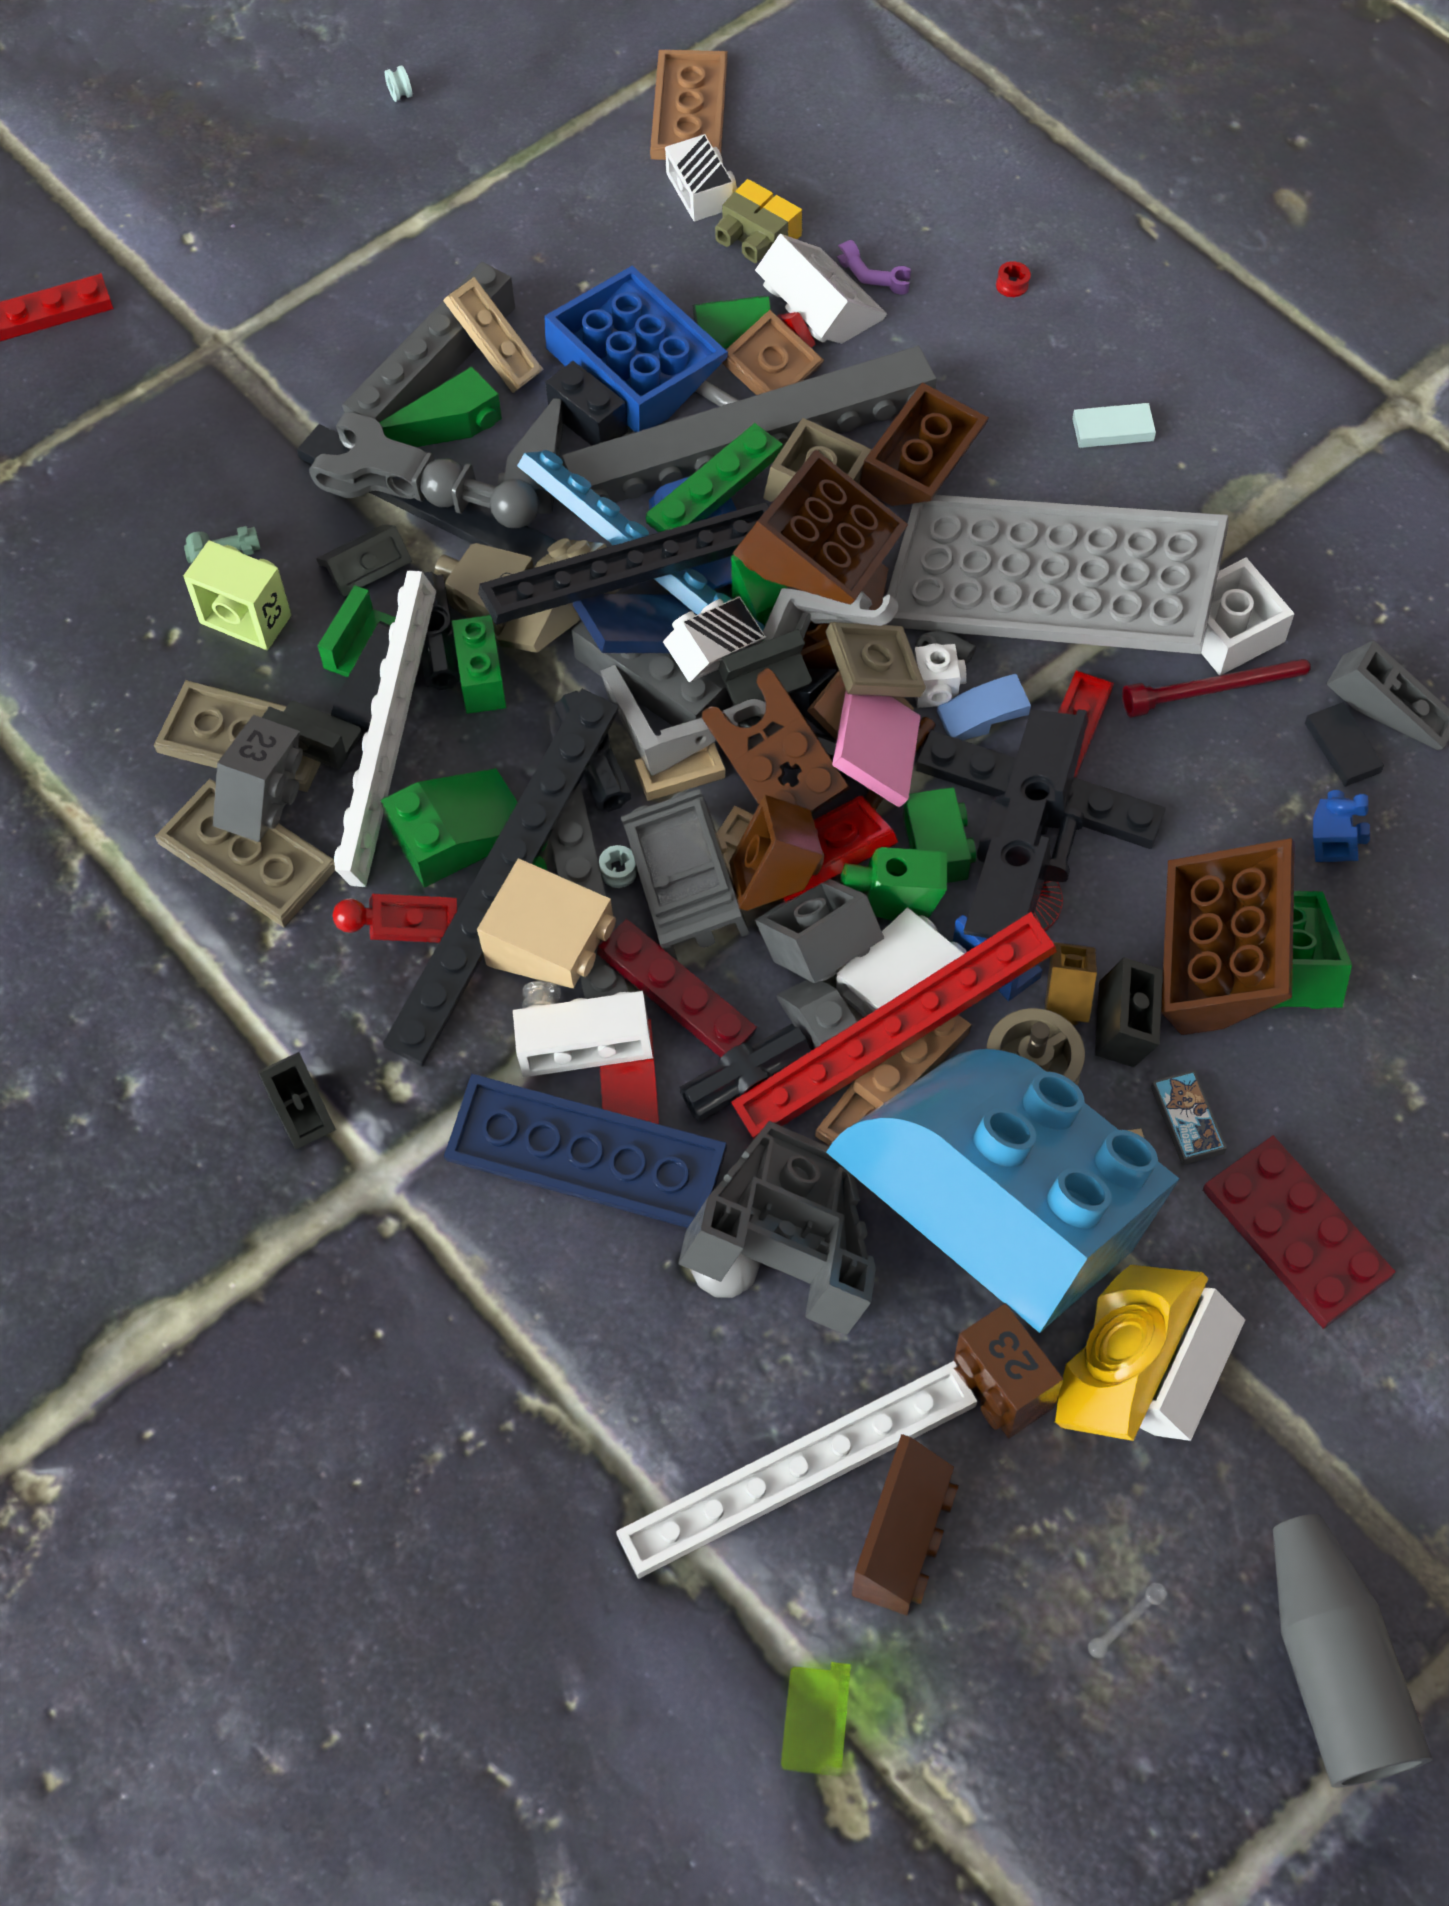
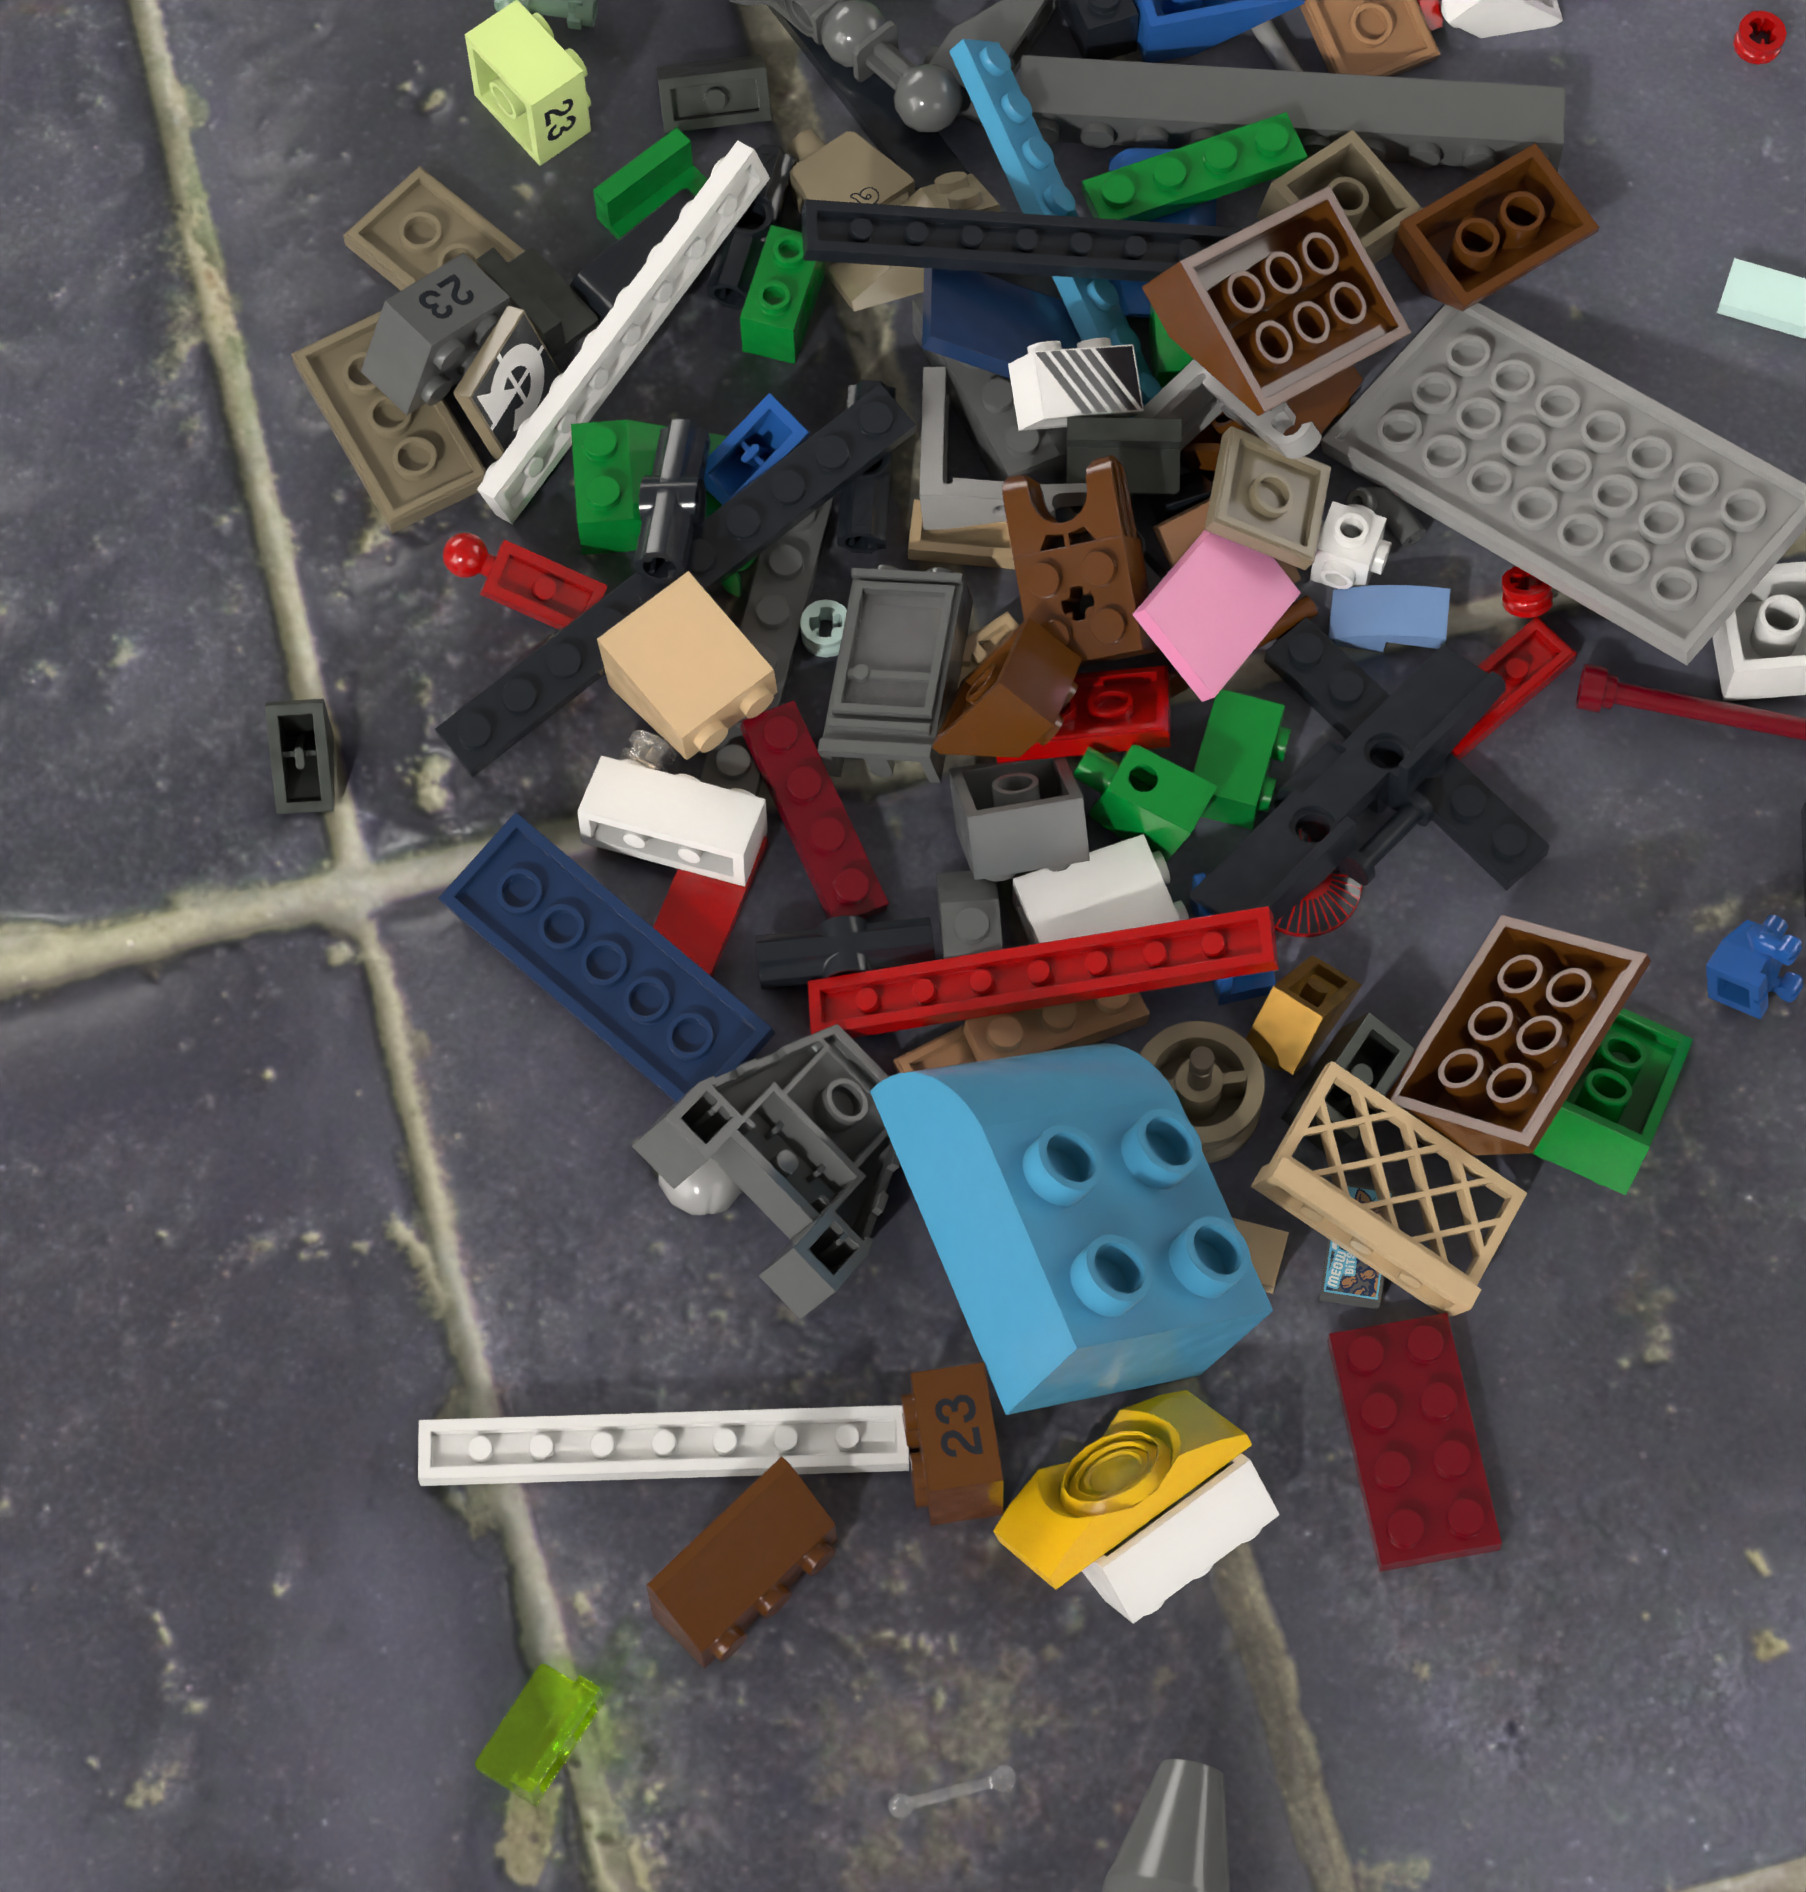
camera: 25 degrees right, 5 degrees up
(321, 791) = (506, 380): none -> tile
(480, 820) = (672, 501): none -> black piece
(513, 768) = (753, 448): none -> blue slope
(1061, 658) = (1525, 594): none -> red bush
(1189, 1102) = (1377, 1238): none -> tan fence

